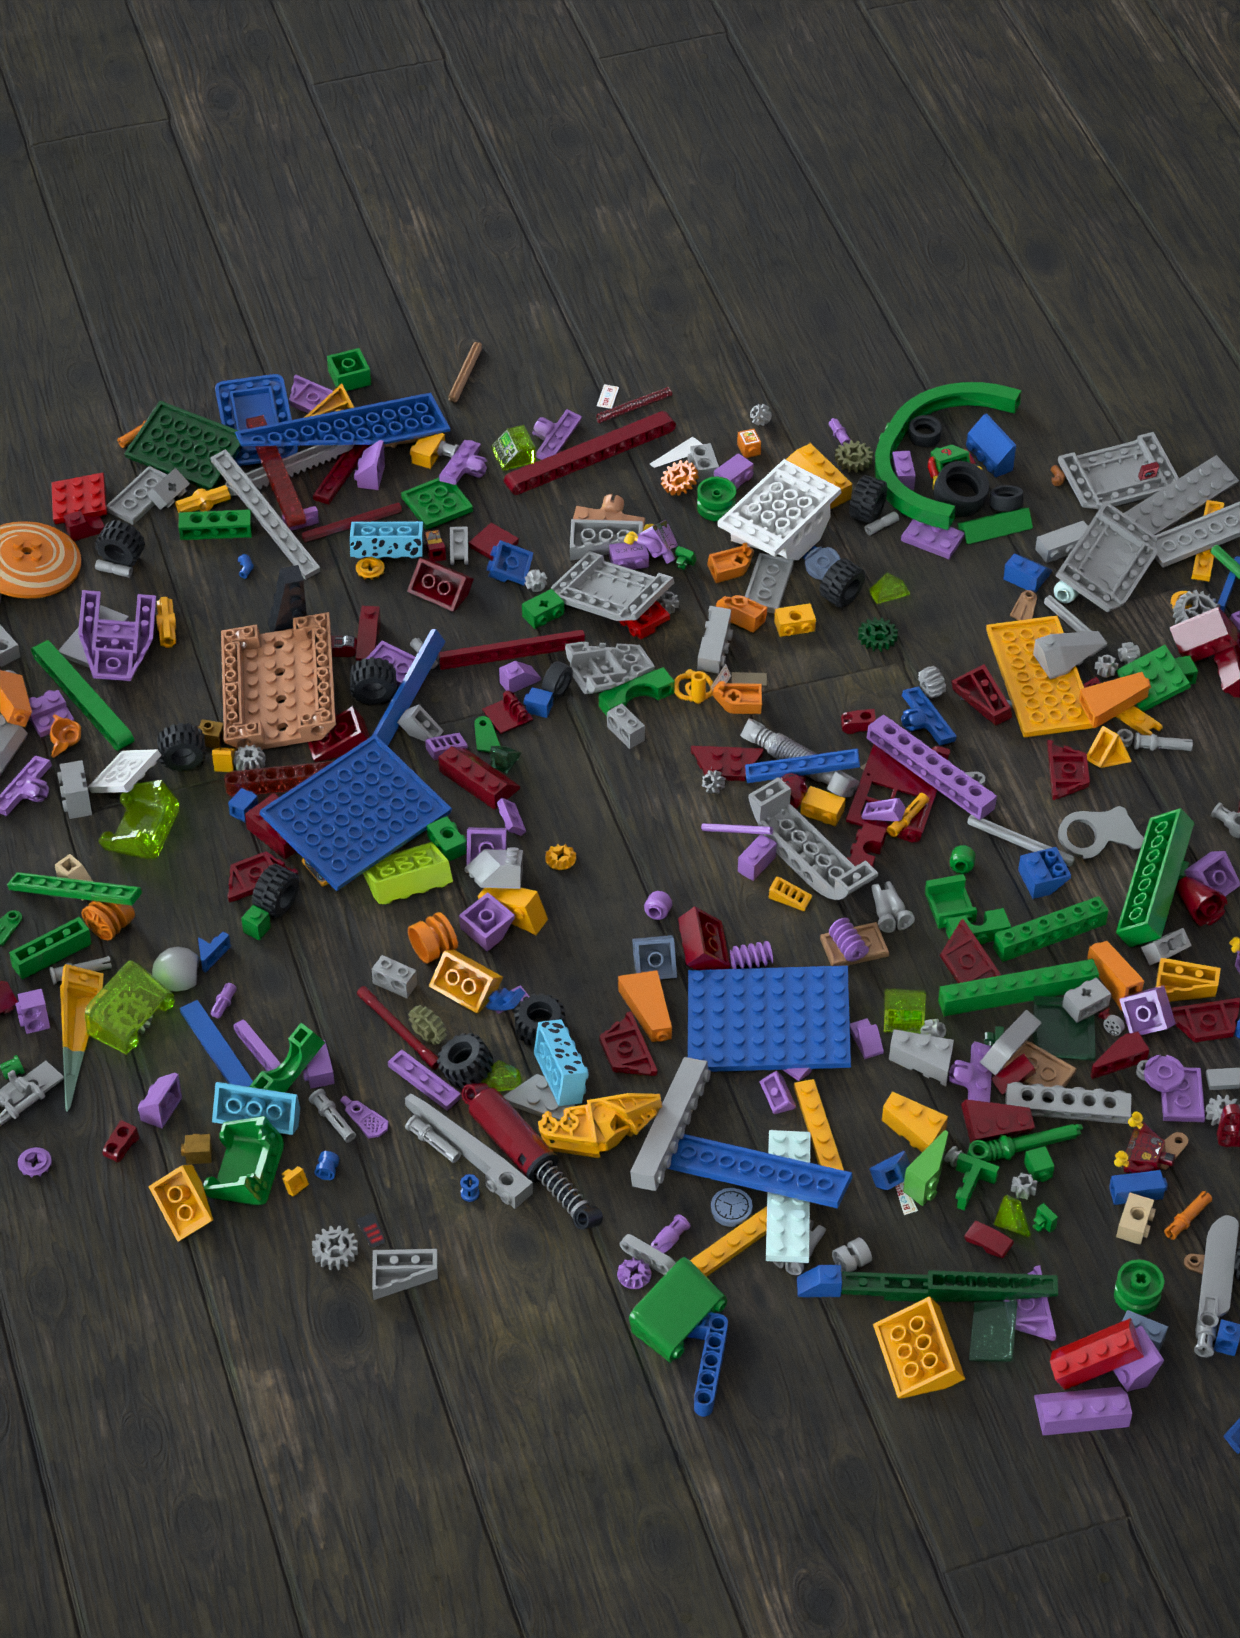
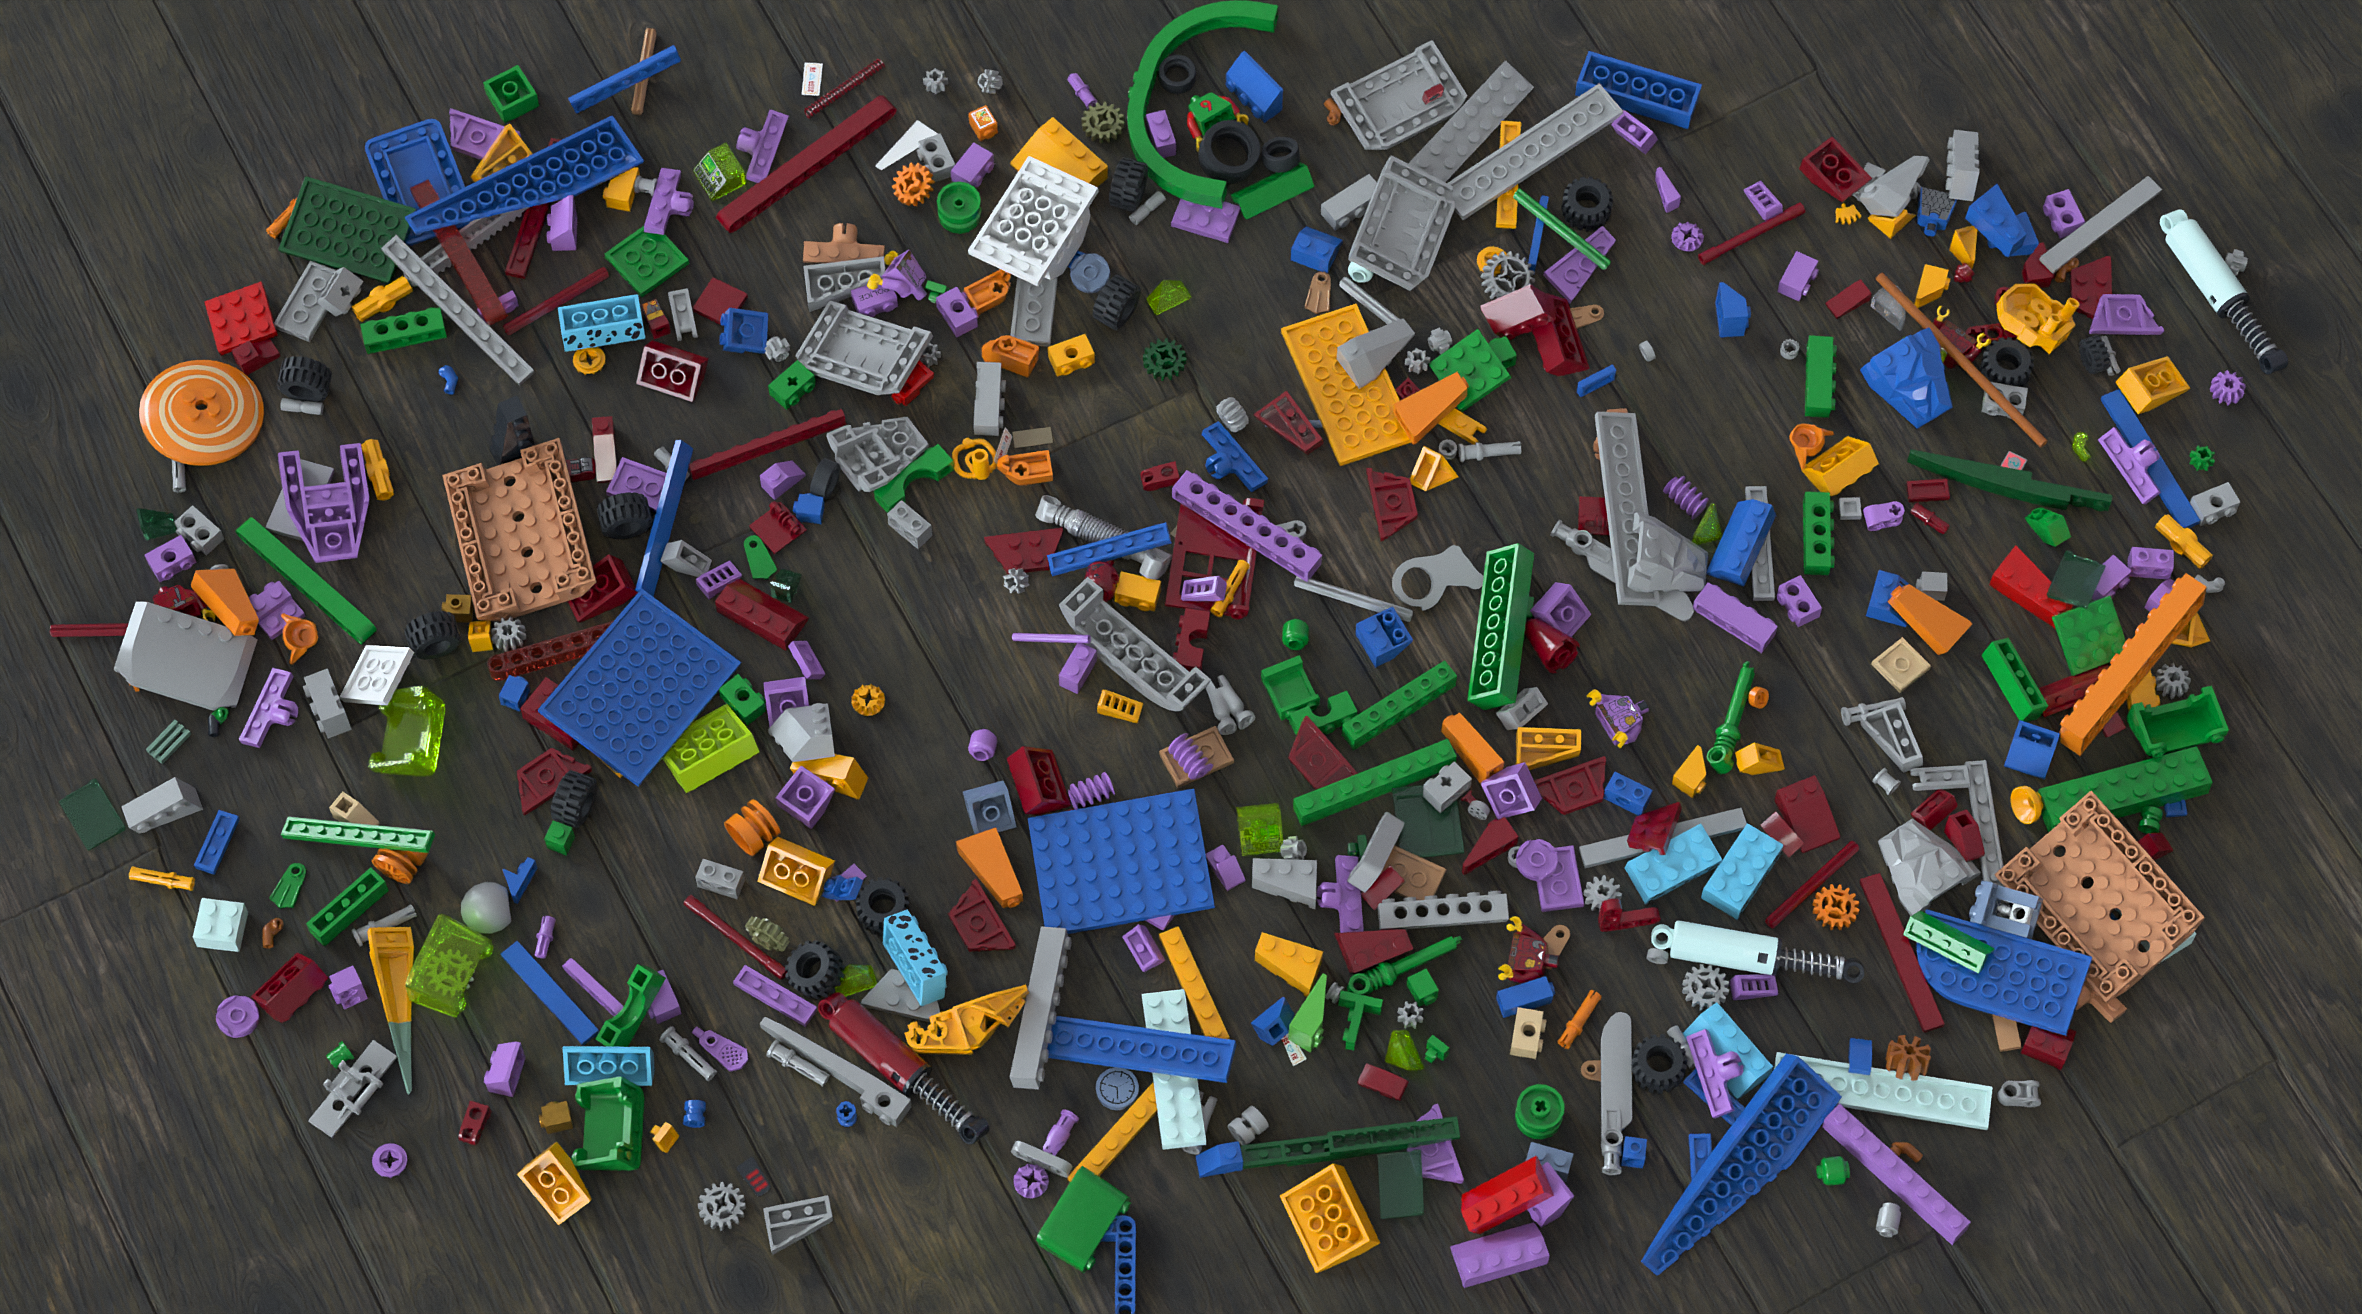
camera: 10 degrees left, 15 degrees up
(447, 371) = (624, 79): none -> blue tile
(699, 575) = (958, 322): none -> medium lavender brick
(713, 409) = (935, 81): none -> light grey gear

